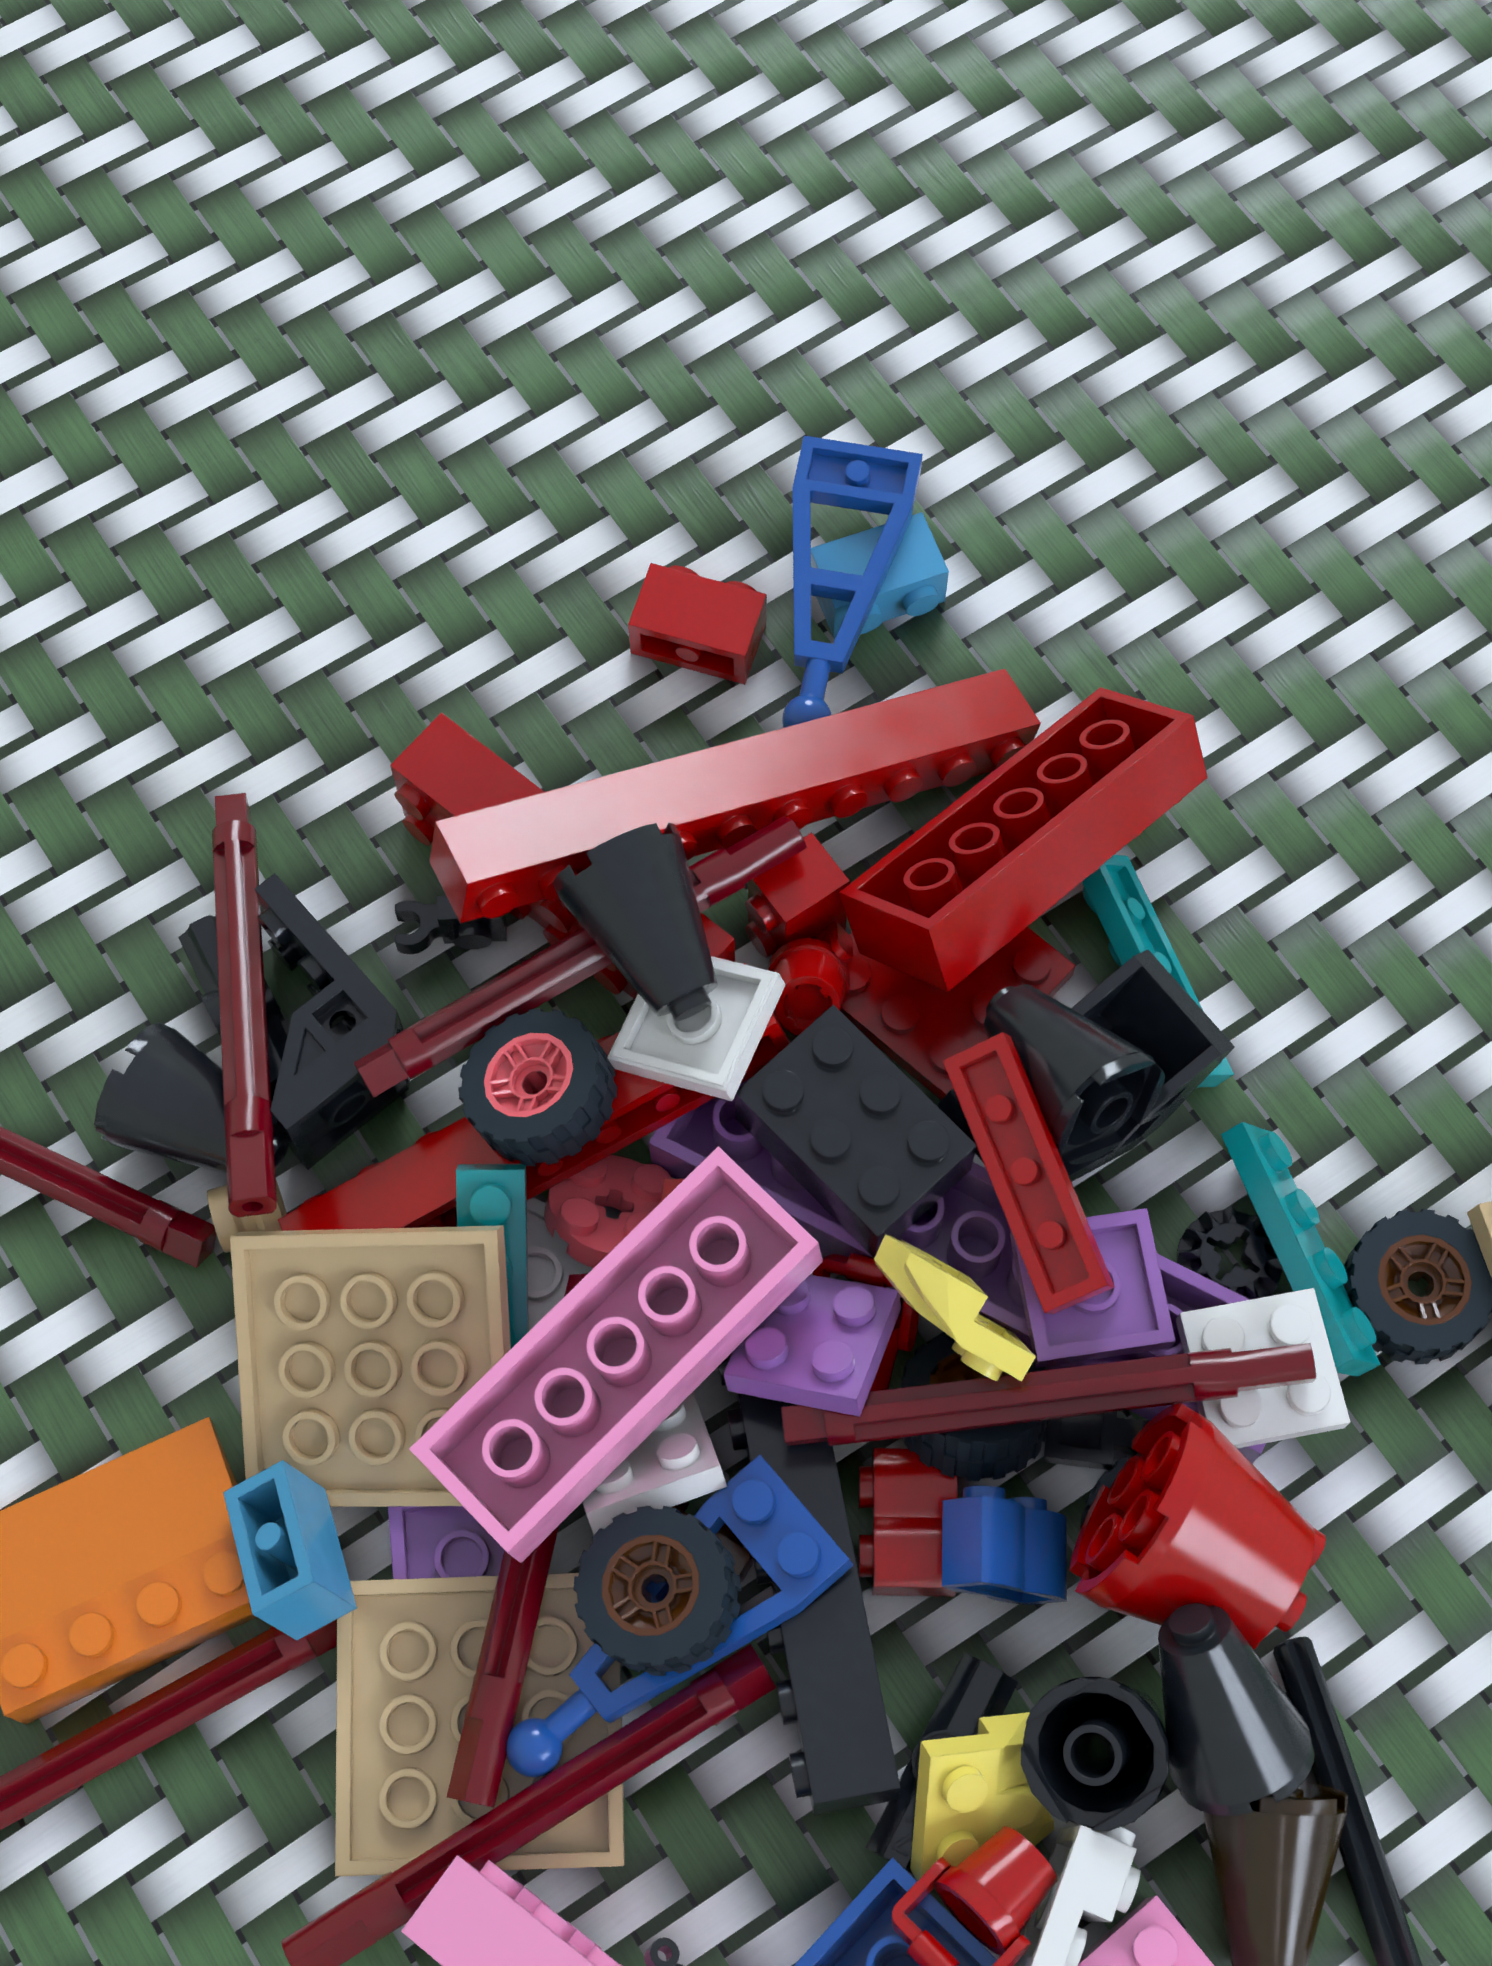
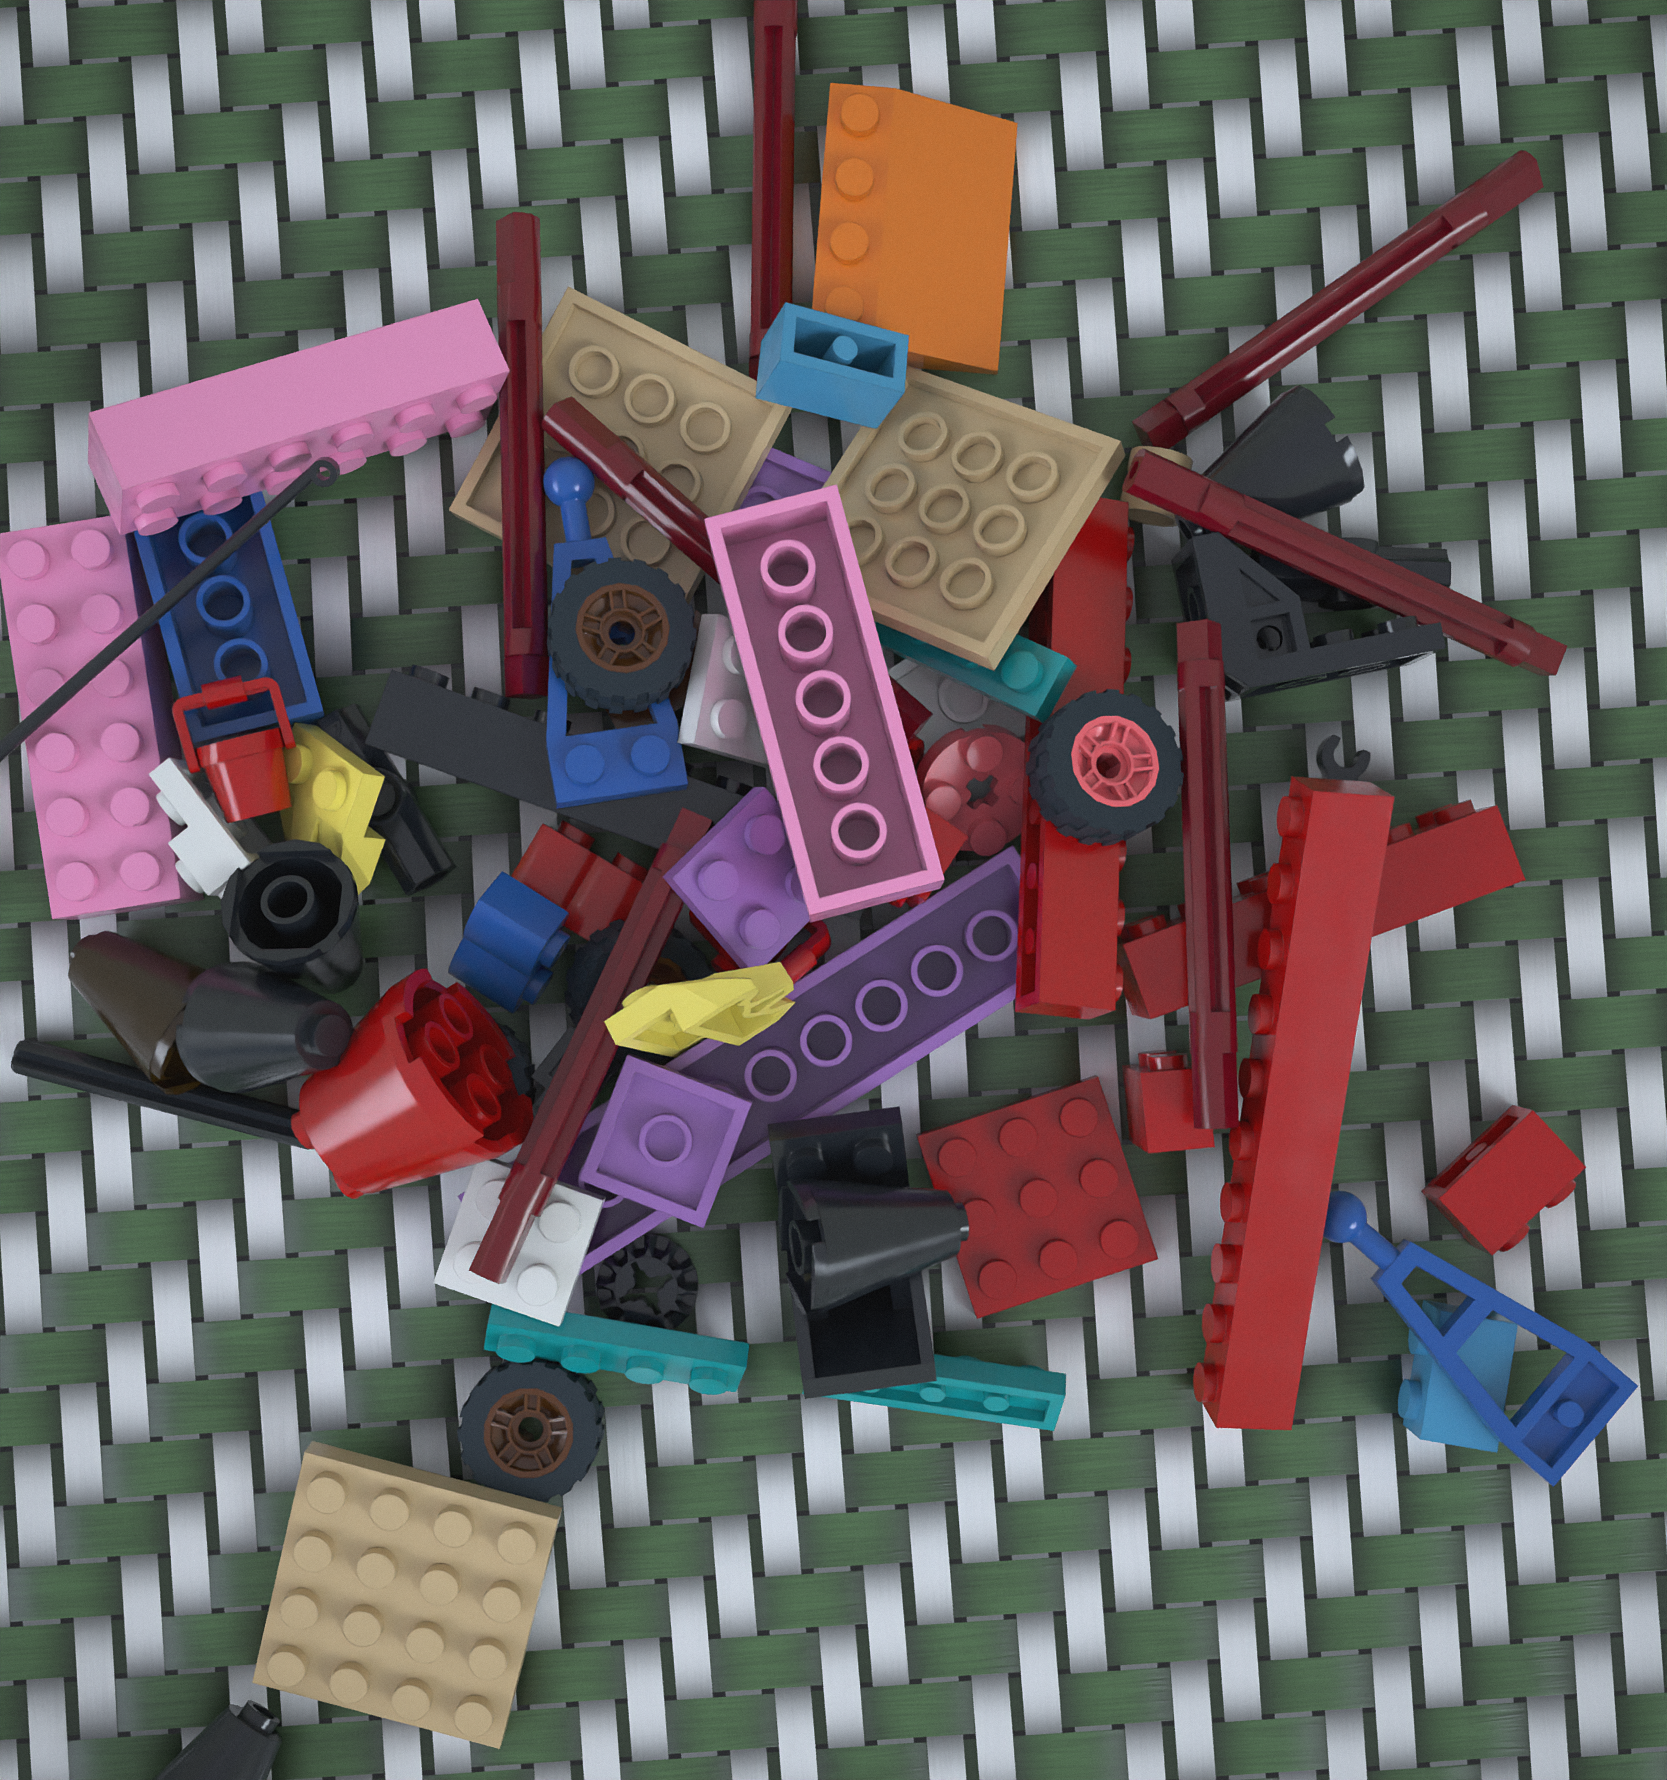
camera: 115 degrees right, 20 degrees up
(645, 917) = (1190, 935): black cone -> none
(709, 1048) = (1082, 935): white tile -> none
(813, 976) = (1083, 1070): red piece -> none
(854, 1130) = (915, 1020): black brick -> none
(1023, 837) = (1108, 1343): red brick -> none
(1028, 1174) = (784, 1140): red plate -> none

